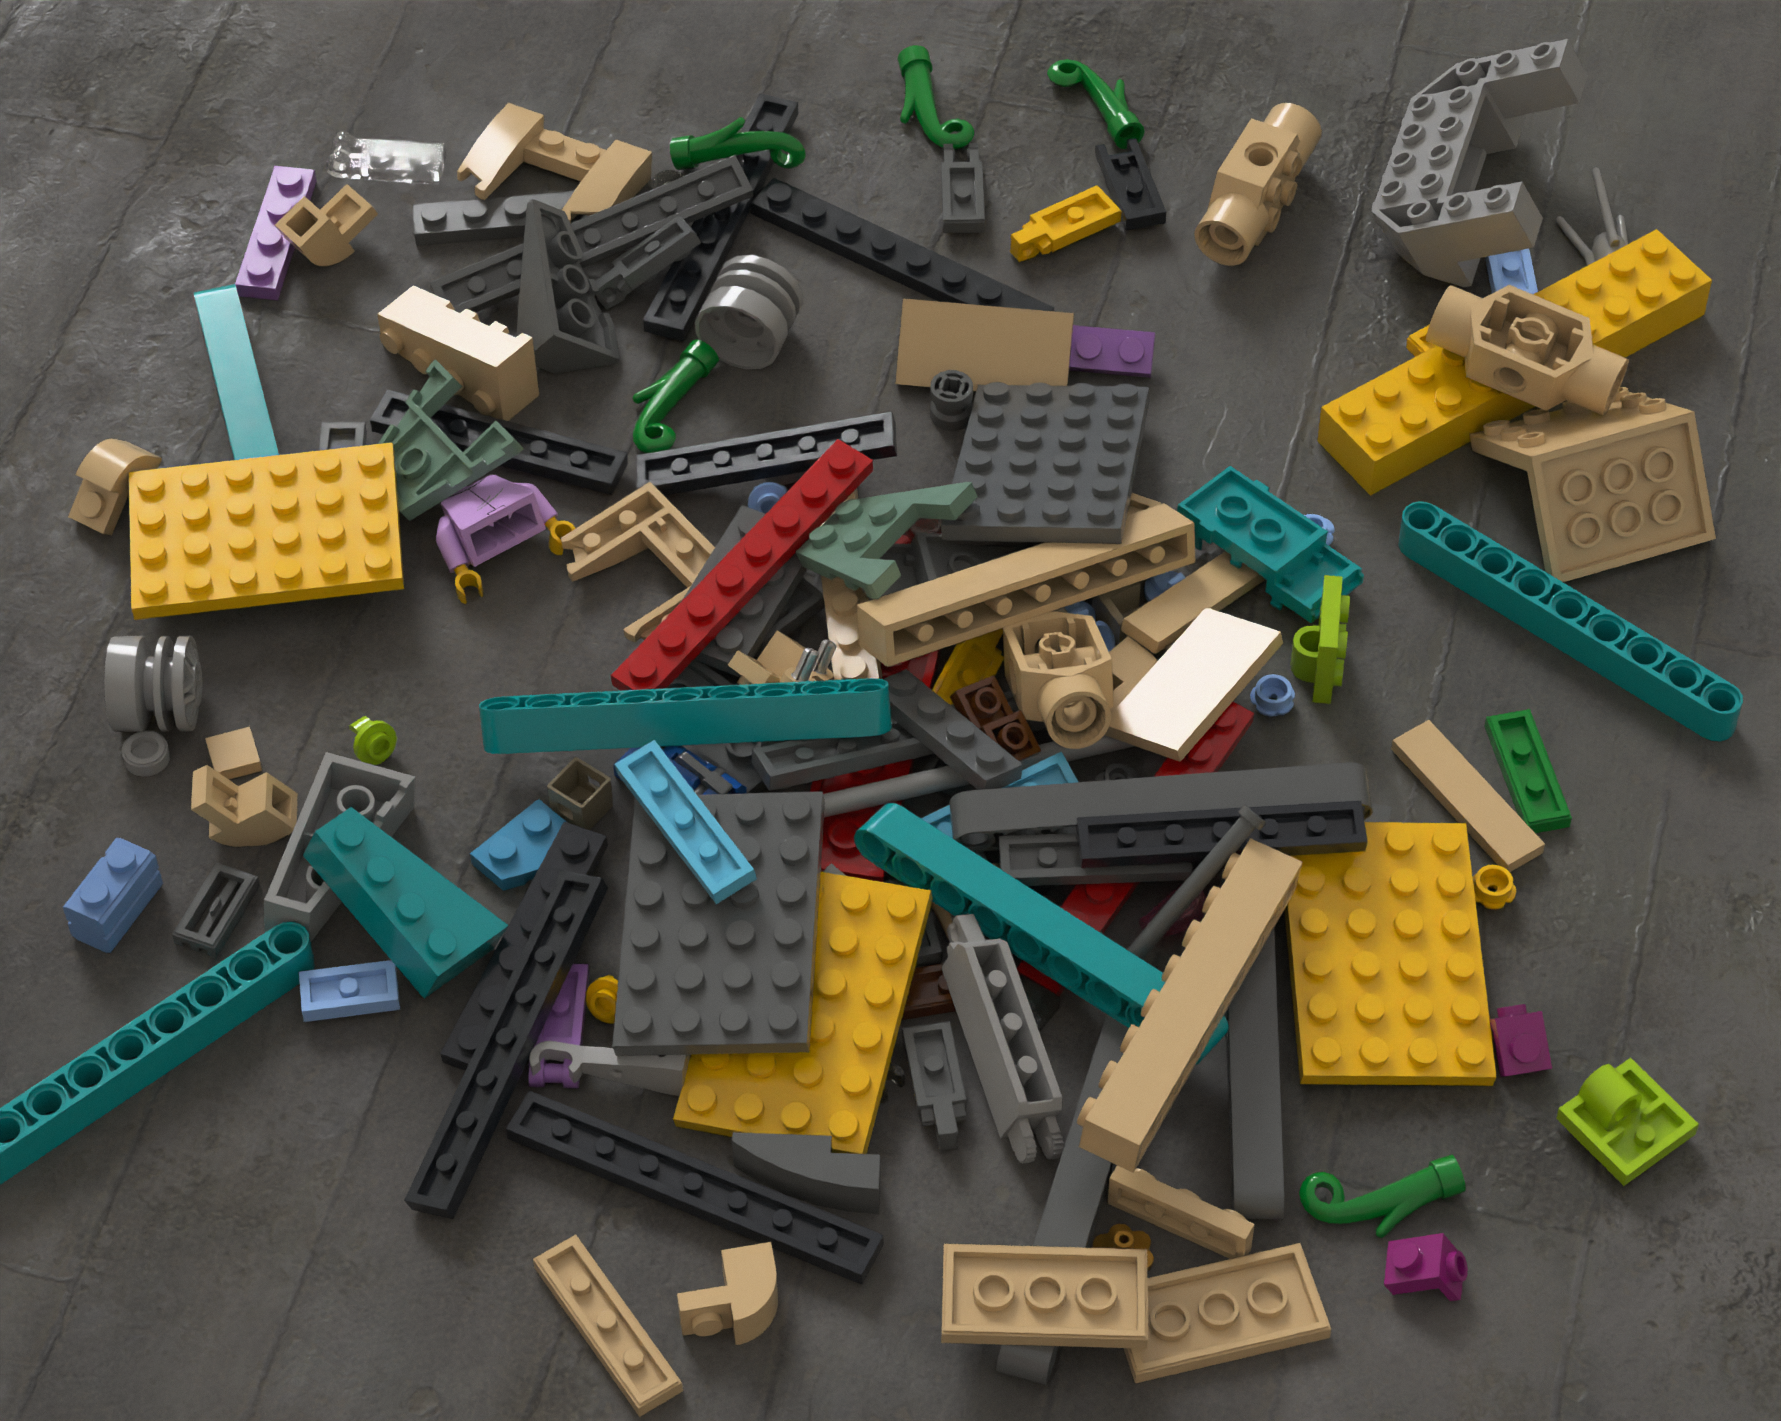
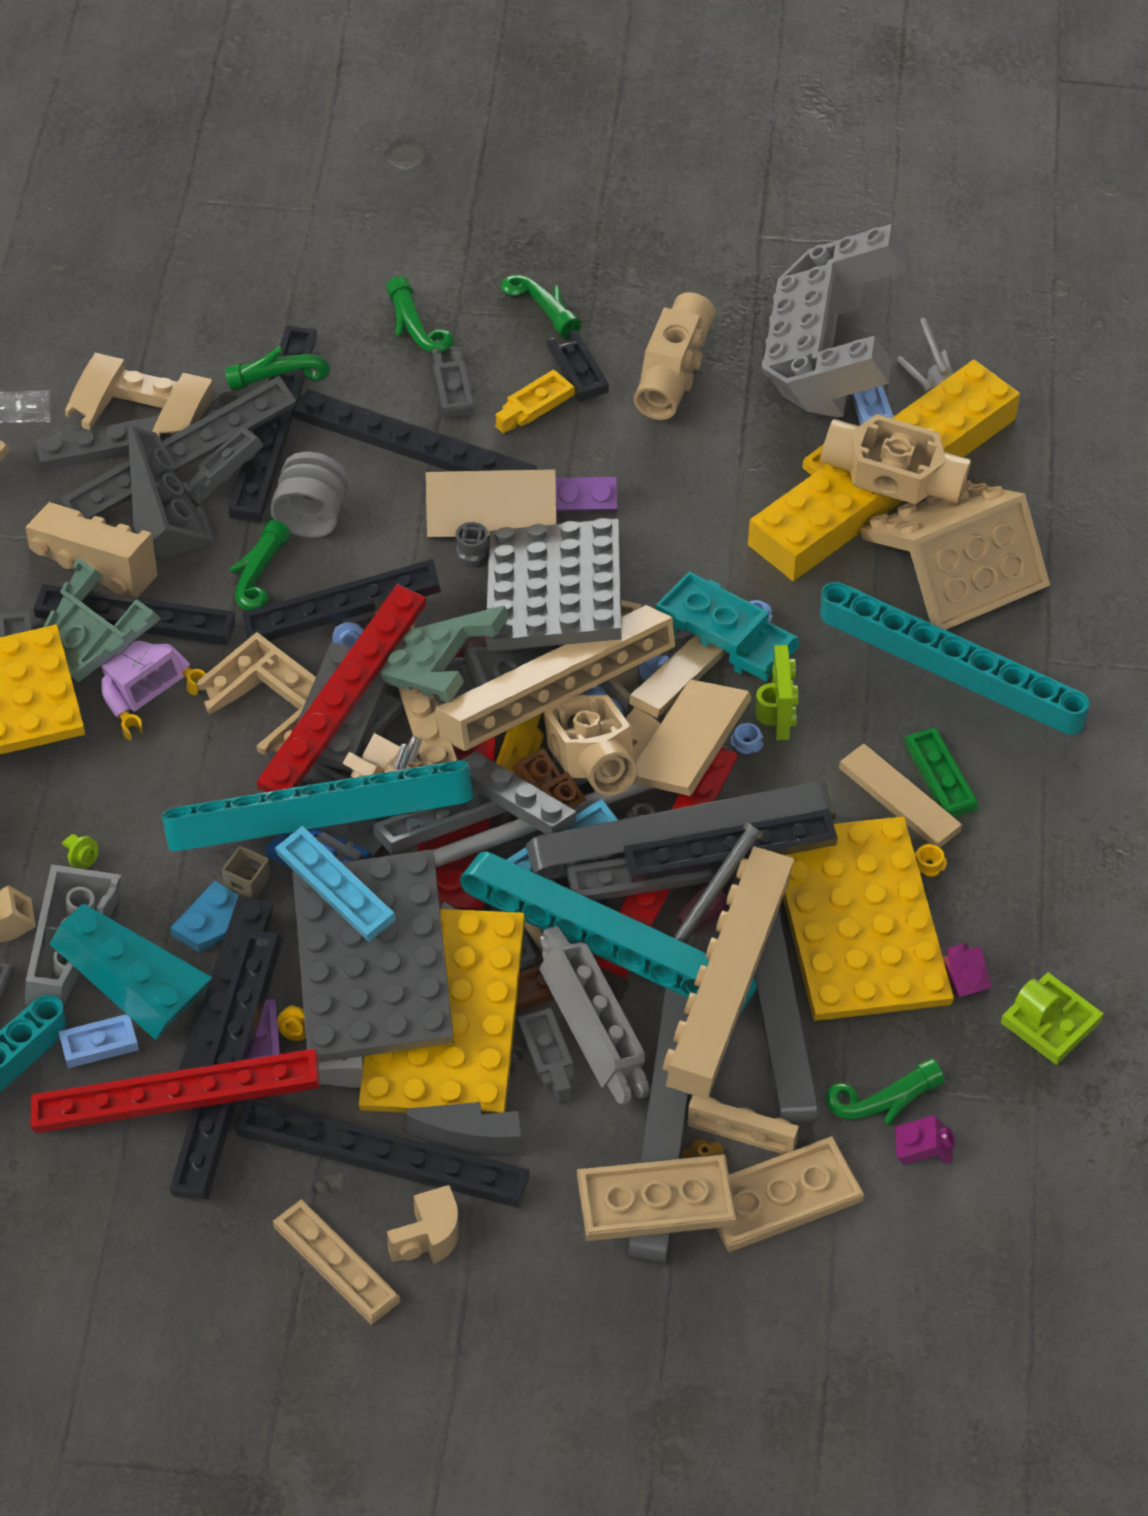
camera: 10 degrees left, 0 degrees up
(433, 1069) = (175, 1091): none -> red plate

